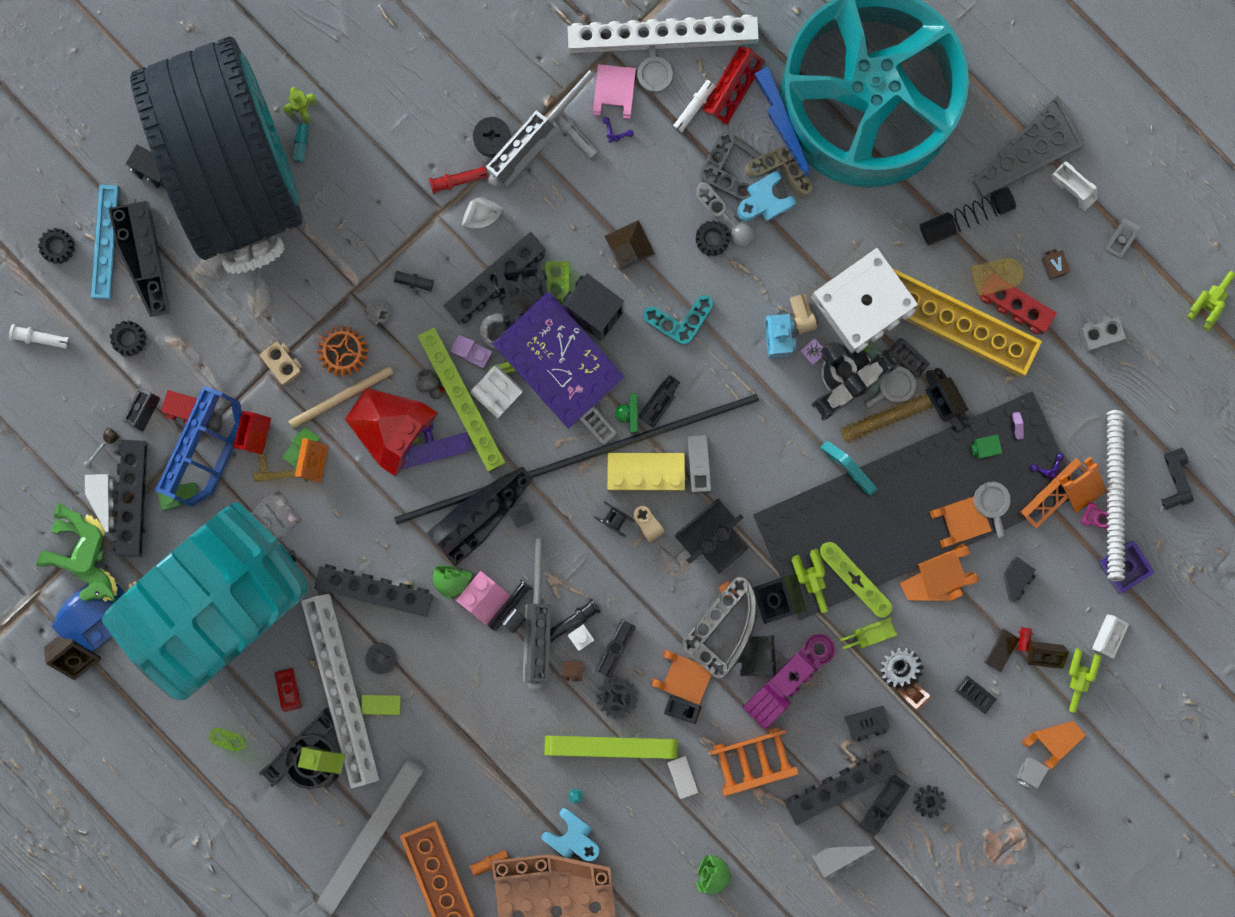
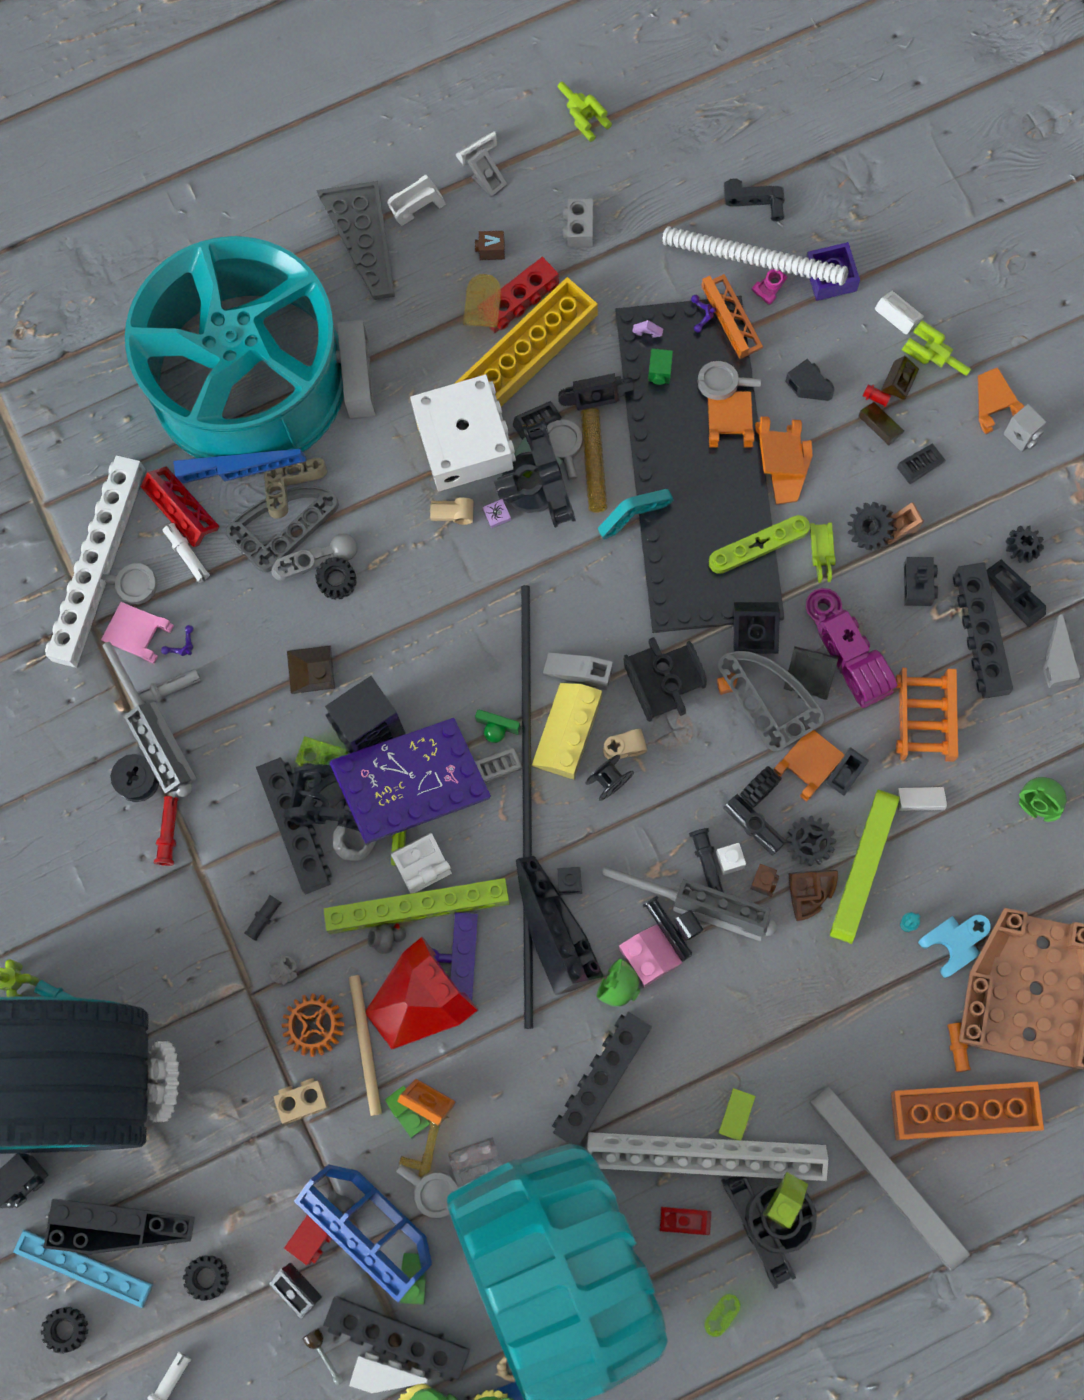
camera: 65 degrees left, 10 degrees down
(246, 488) = (430, 1191): none -> light grey piece
(252, 432) = (367, 1154): red brick -> none
(376, 666) = (691, 1089): black gear -> none
(471, 352) = (365, 880): lavender slope -> none
(481, 213) = (215, 818): white hat -> none
(577, 709) = (810, 891): none -> reddish brown brick
(647, 643) = (760, 786): none -> black tyre
(659, 401) = (494, 690): black hinge -> none
(677, 326) = (419, 645): teal beam -> none
(763, 201) = (315, 509): medium azure piece -> none
(779, 336) = (467, 539): medium azure hinge -> none
(812, 577) = (742, 585): lime plant -> none
(900, 189) = (355, 369): none -> light grey brick
(944, 227) = (410, 338): black piece -> none
(1085, 488) = (735, 282): orange flag -> none
(1146, 219) = (487, 142): none -> white slope

